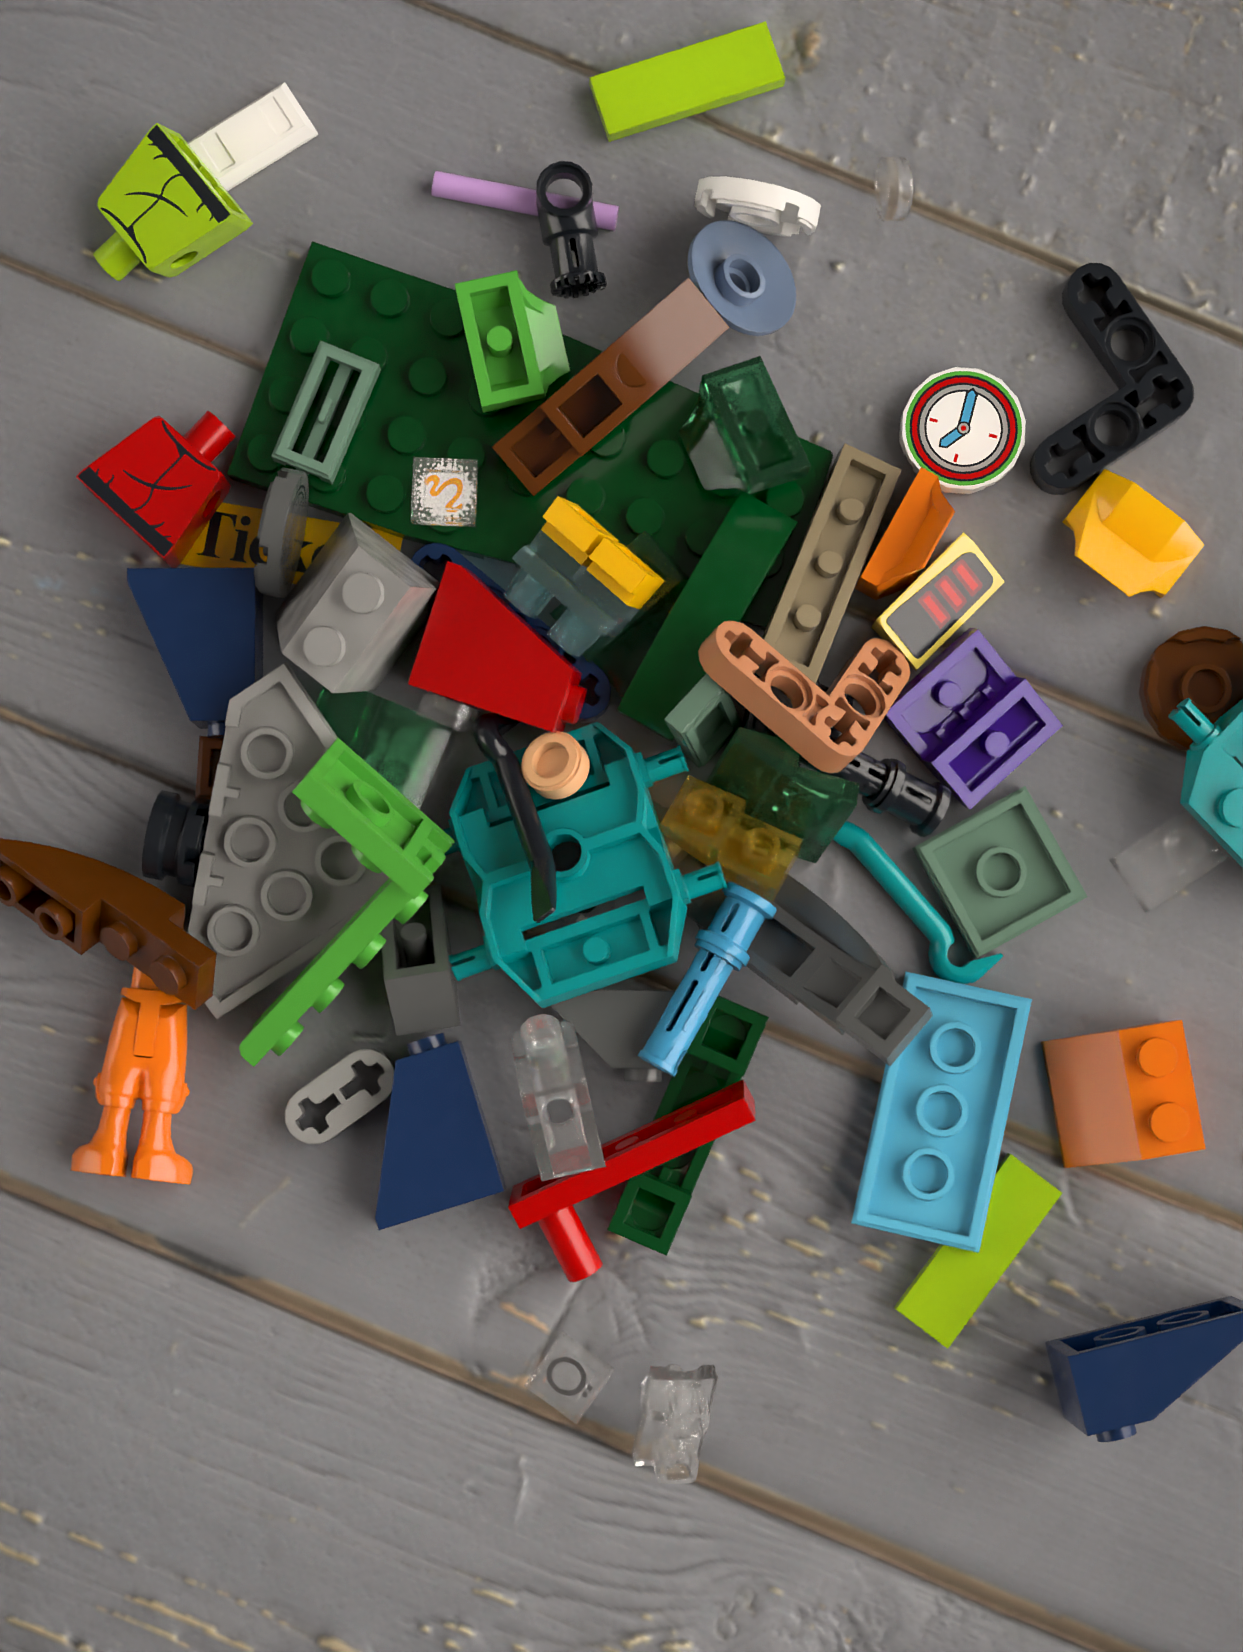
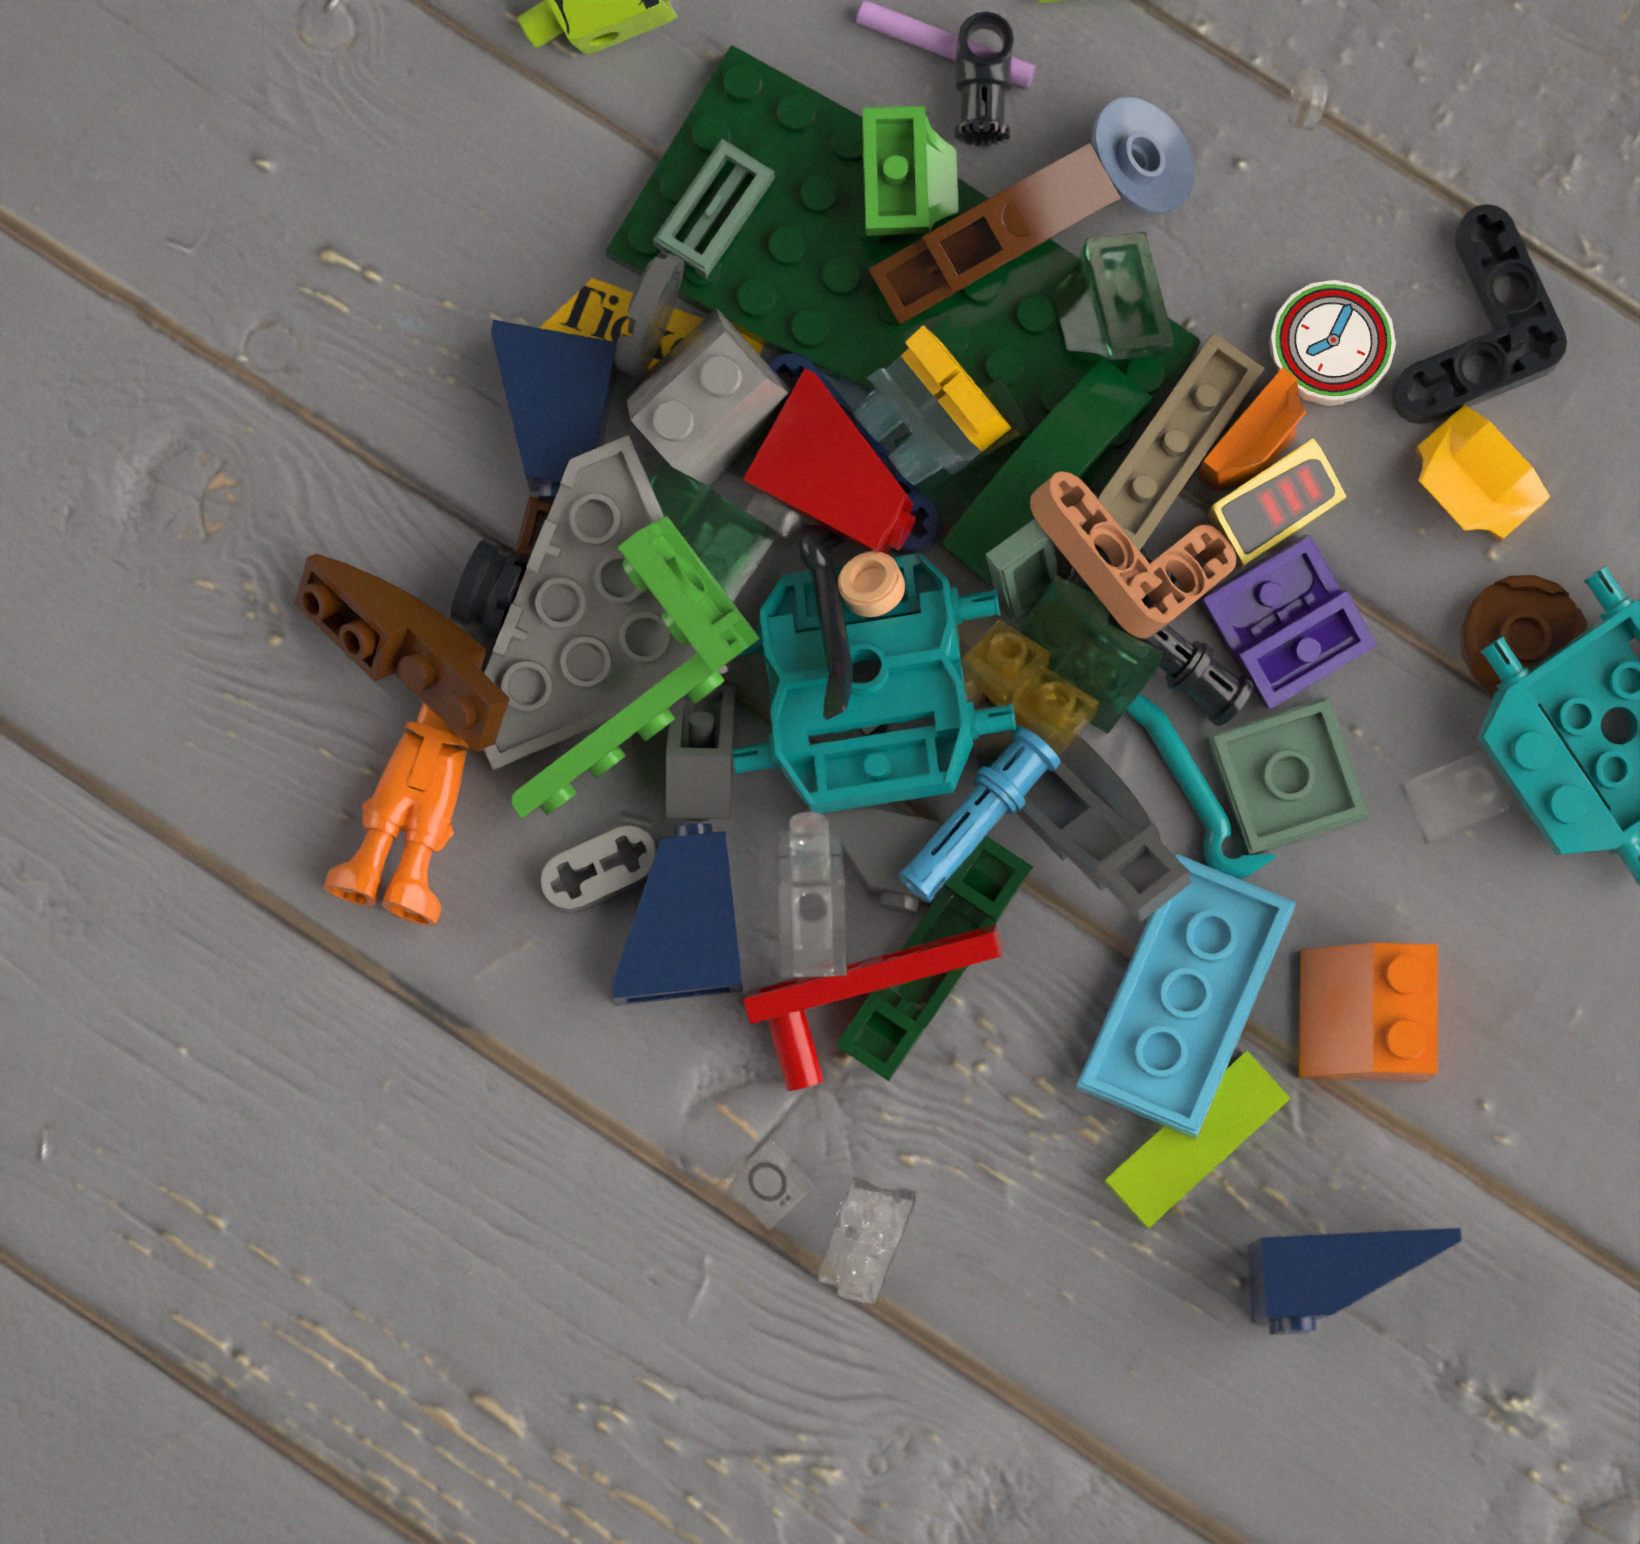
camera: 15 degrees right, 5 degrees down
(163, 483) = (542, 247): red torso -> none
(444, 492) = (813, 305): clear tile -> none
(758, 204) = (1171, 87): white tile -> none

